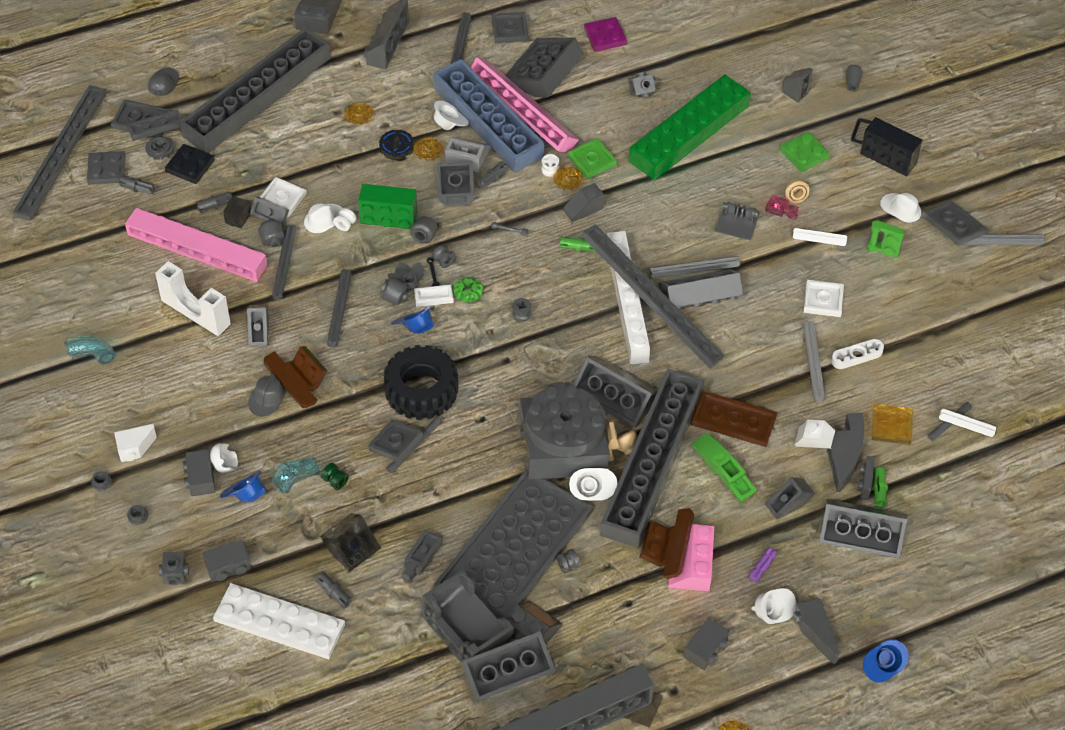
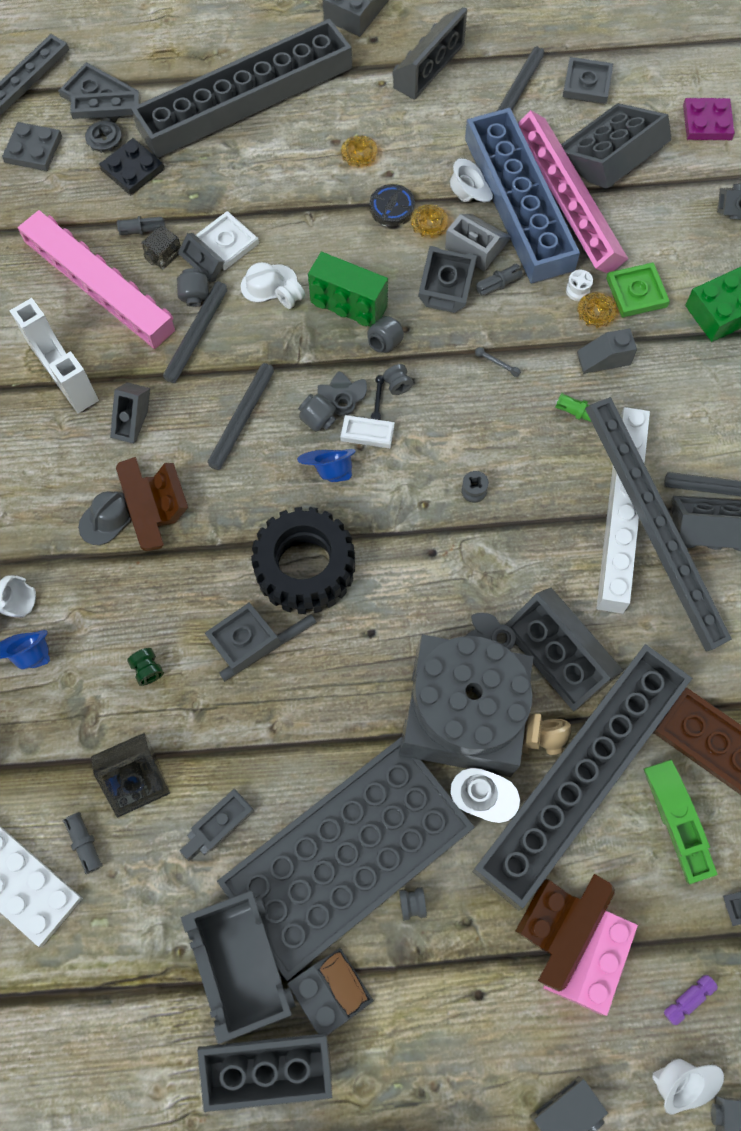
camera: 20 degrees right, 15 degrees up
(137, 185) = (57, 178): dark grey axle -> none
(163, 81) = (141, 51): dark grey cap -> none
(290, 471) = (98, 643): clear light blue bracket -> none
(468, 295) = (410, 444): bright green gear -> none

